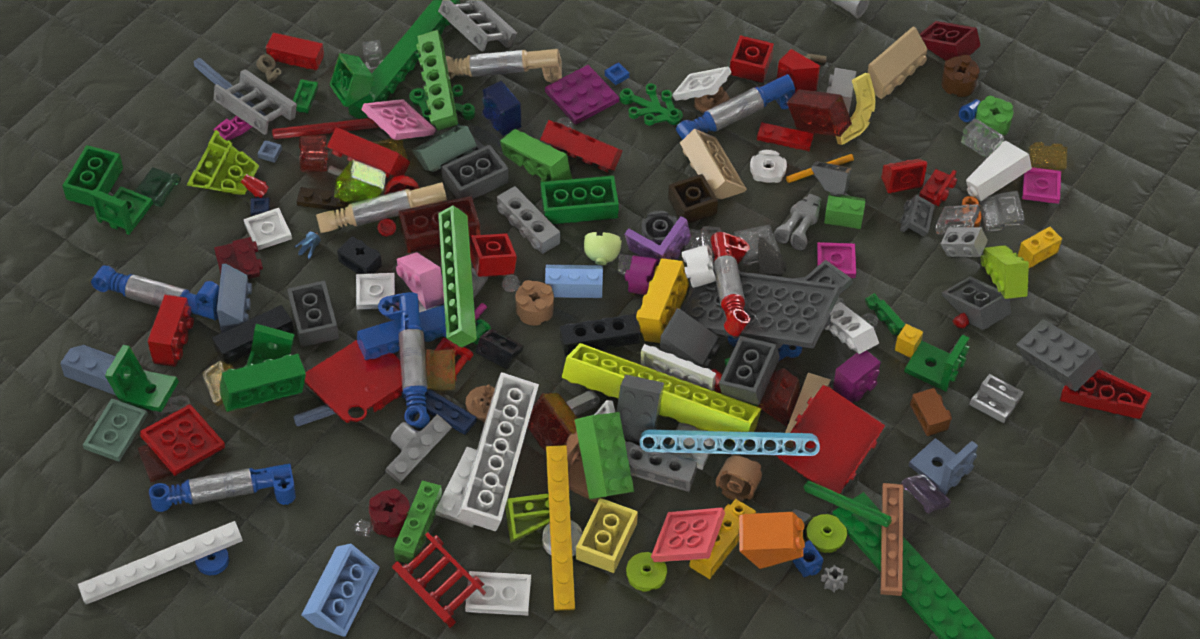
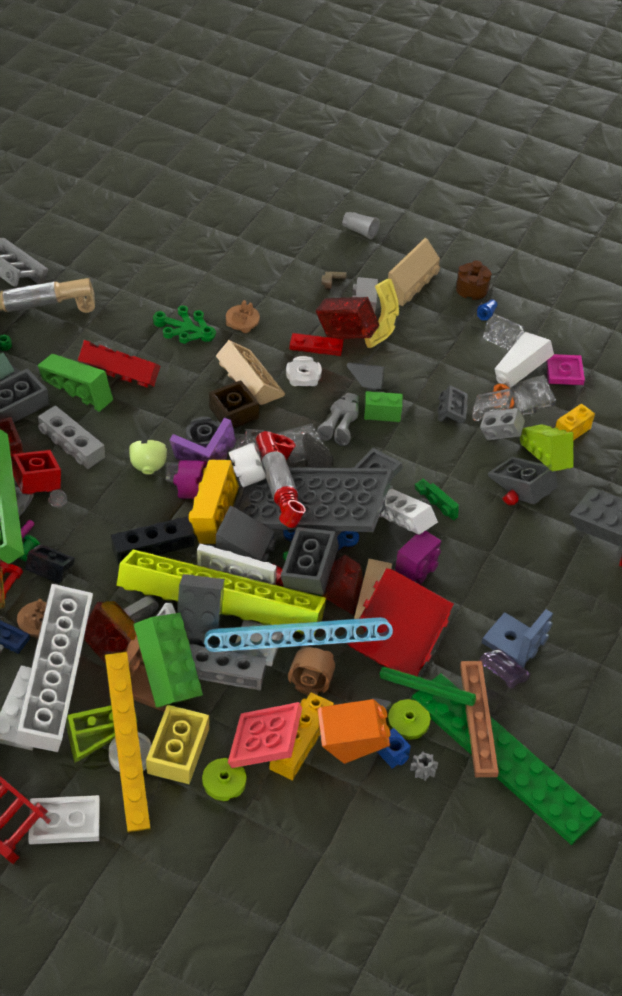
camera: 10 degrees left, 5 degrees down
(501, 108) = (37, 335): clear blue brick -> none
(534, 302) = (83, 514): medium nougat brick -> none
(575, 280) = (121, 492): light blue slope -> none
(580, 199) = (121, 413): green brick -> none
(581, 94) = (116, 320): magenta plate -> none
(617, 73) = (148, 299): blue plate -> none
(702, 83) = (231, 301): white plate -> none
(745, 105) = (271, 319): piece -> none
(751, 58) = (276, 278): red brick -> none
(800, 69) = (320, 284): red slope -> none
(808, 172) = (328, 380): light orange bar -> none
(838, 254) = (385, 443): dark pink plate -> none
(904, 175) = (435, 369): red slope -> none
(908, 340) = (463, 520): yellow brick -> none
(930, 411) = (496, 587): dark orange brick -> none
(938, 187) = (469, 377): red bracket -> none
(945, 366) = (502, 540): green bracket -> none
(950, 39) = (460, 250): dark red slope -> none
(995, 114) = (512, 308): bright green brick -> none
(996, 398) = (557, 568): light grey slope -> none
(1048, 156) = (567, 343): clear yellow bracket -> none

